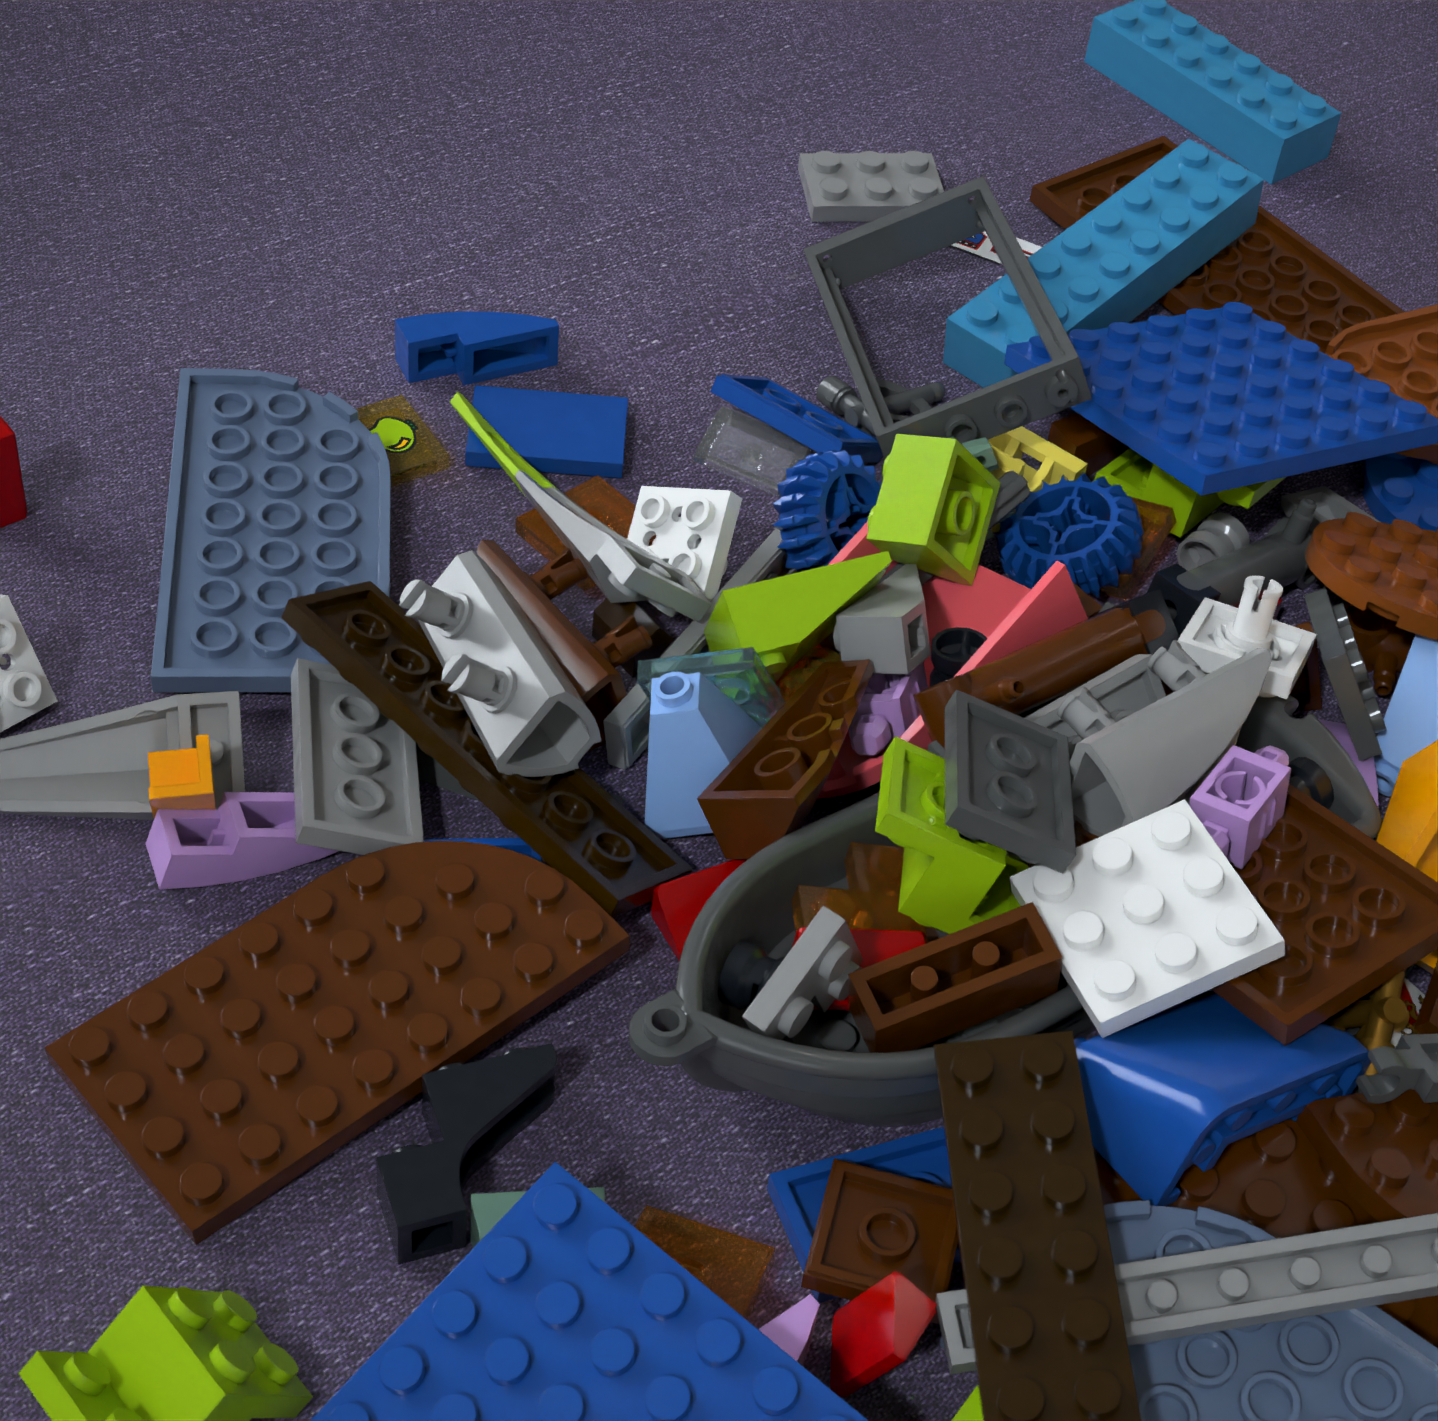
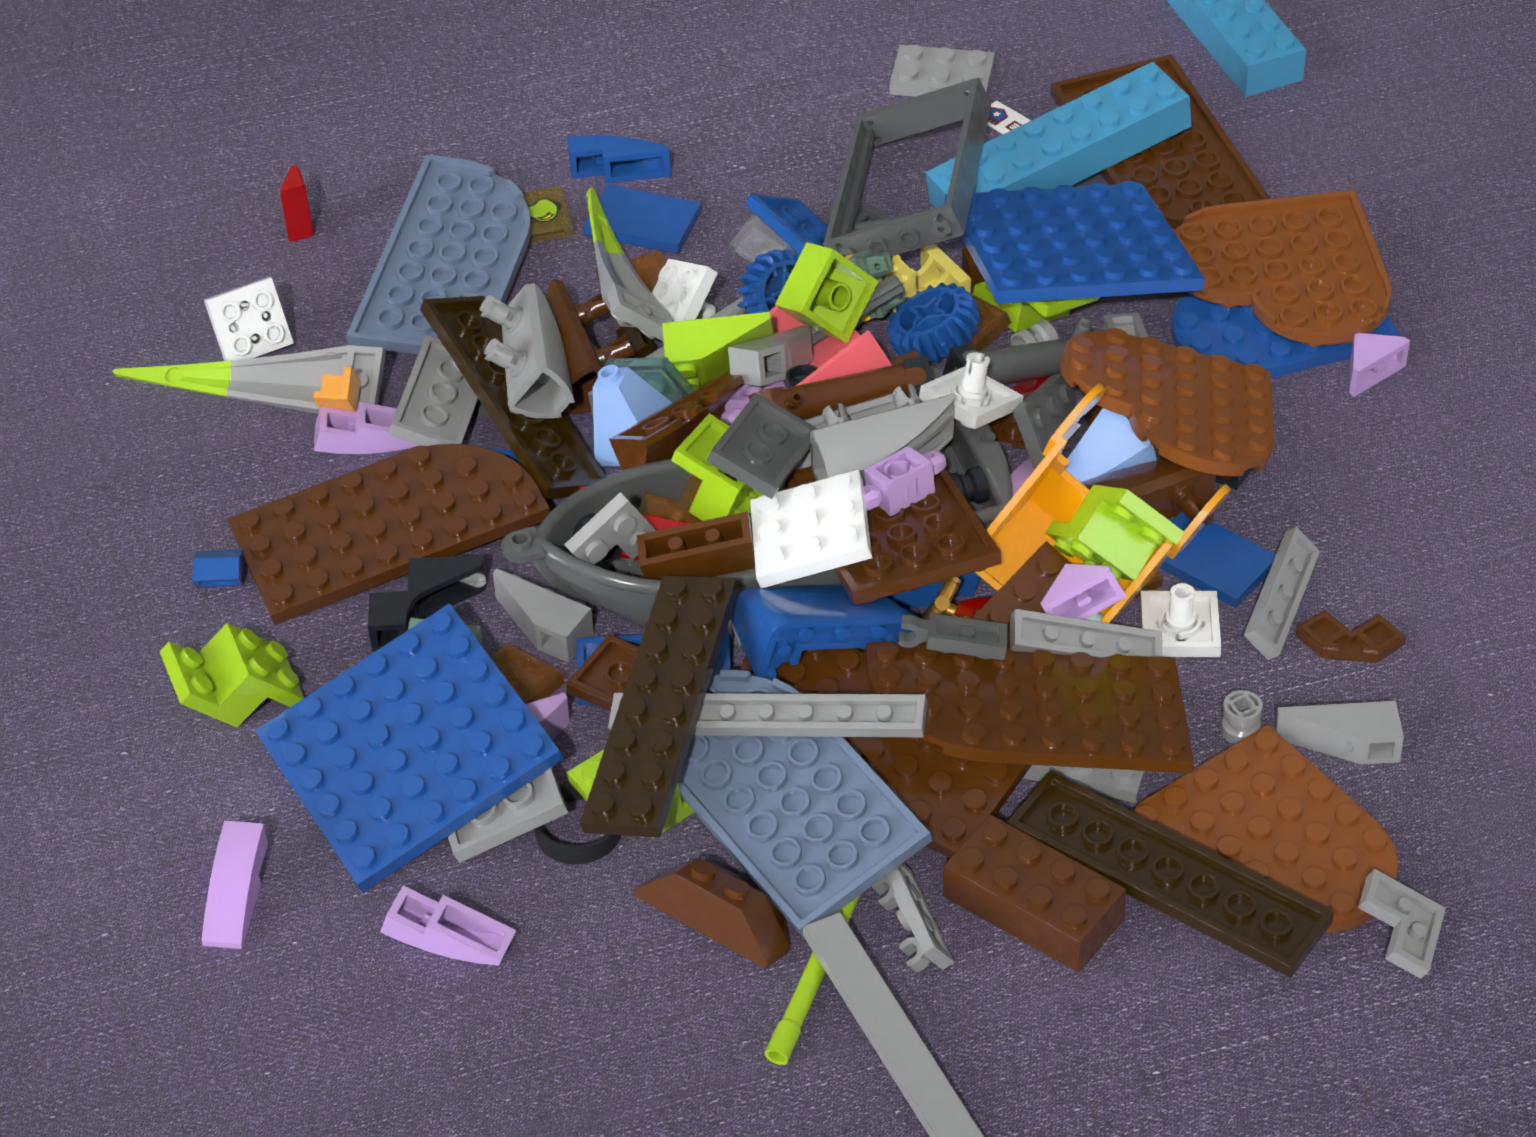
camera: 25 degrees right, 0 degrees up
(58, 1149) = (218, 568): none -> blue piece
(695, 1142) = (544, 616): none -> light grey slope
(877, 1332) = (592, 716): red slope -> none

